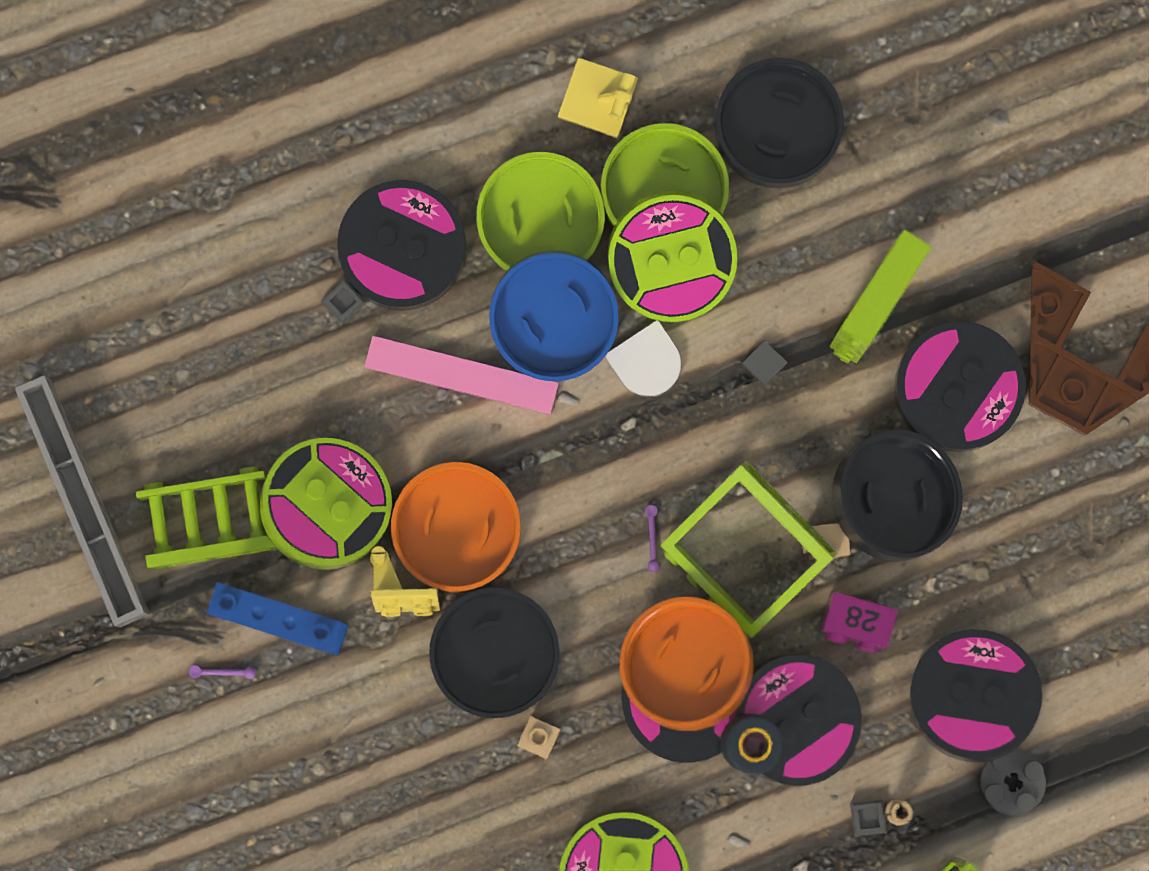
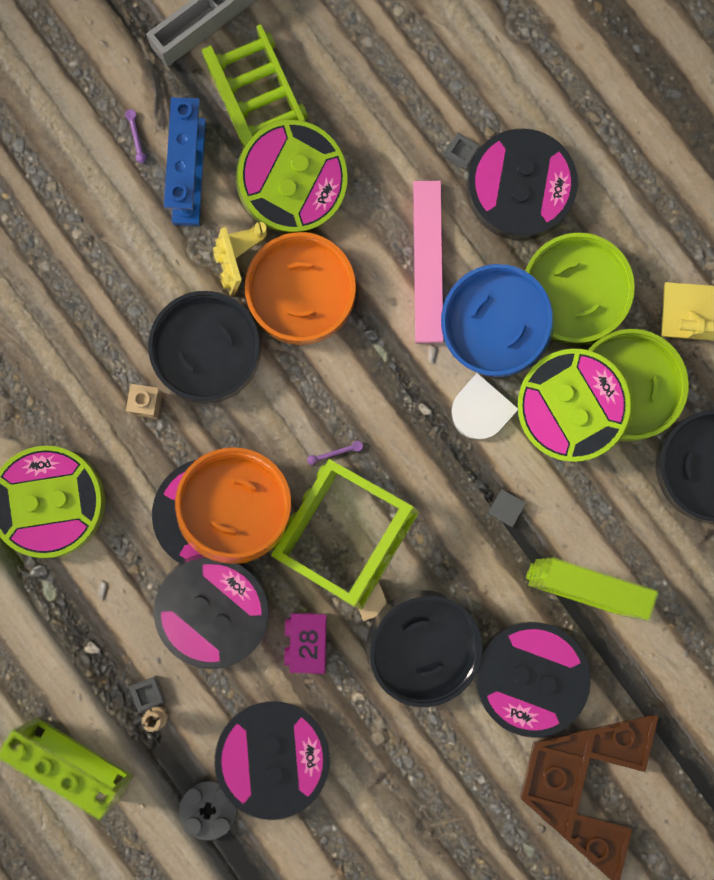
camera: 70 degrees right, 0 degrees up
(760, 752) = (168, 575): black wheel -> none

